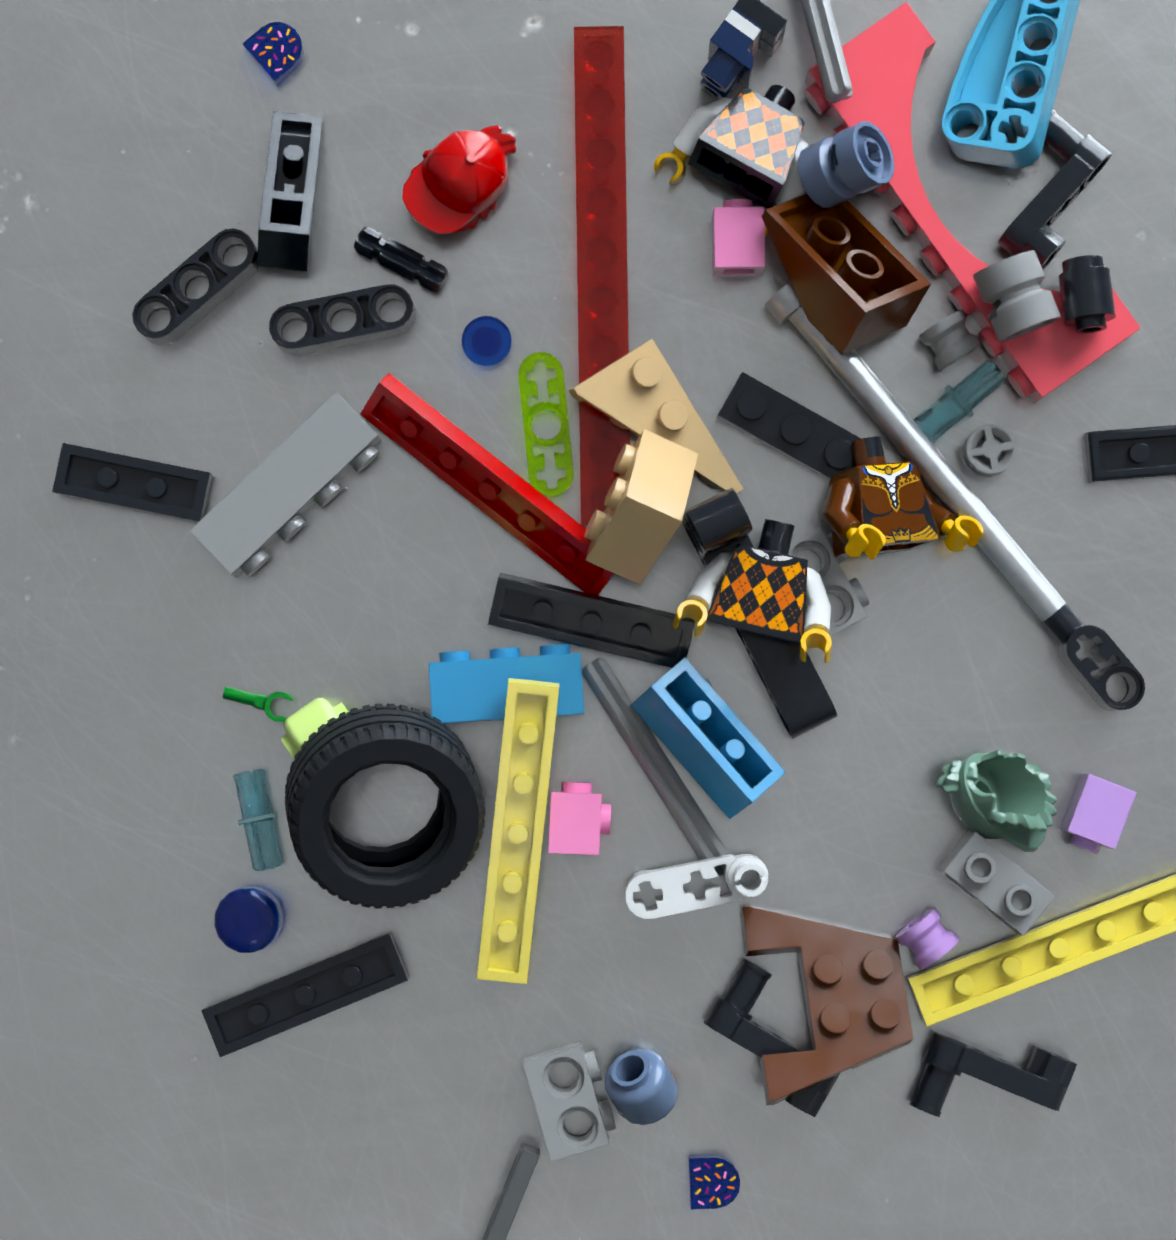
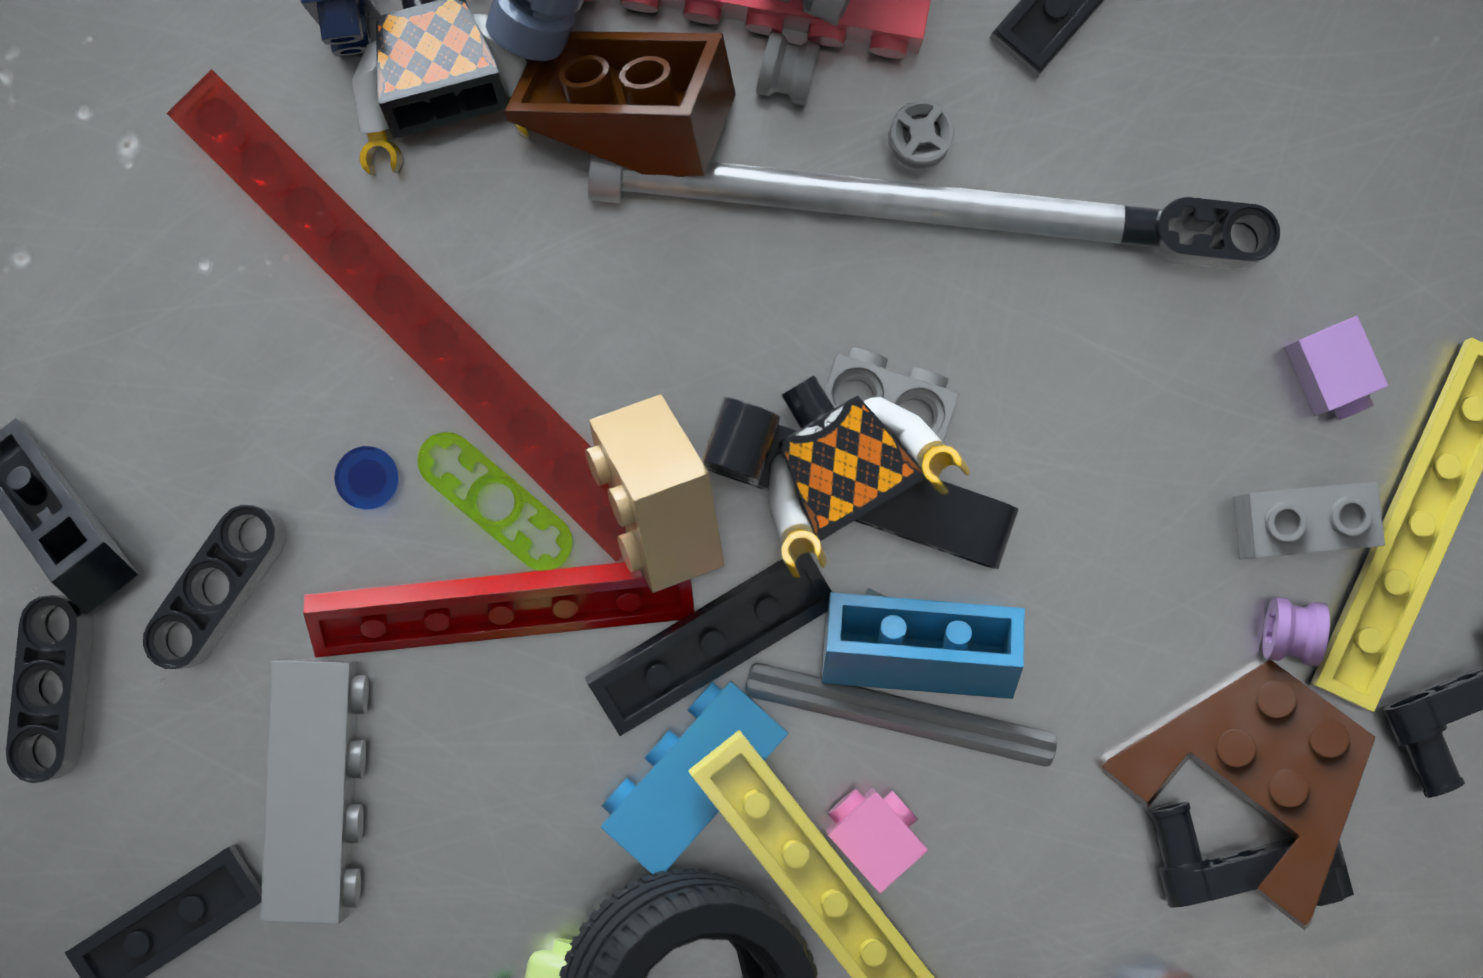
camera: 50 degrees left, 0 degrees up
(401, 259) = (215, 479): black axle -> none
(459, 180) = (197, 355): red hair -> none
(645, 394) = (560, 386): tan wing -> none
(672, 878) = (1038, 821): white beam -> none
(738, 239) = (506, 162): bright pink brick -> none
(788, 427) = (727, 287): black plate -> none
(888, 508) = (882, 275): torso -> none
(960, 400) = (850, 114): clear light blue axle -> none
(1001, 797) = (1240, 439): sand green hair -> none

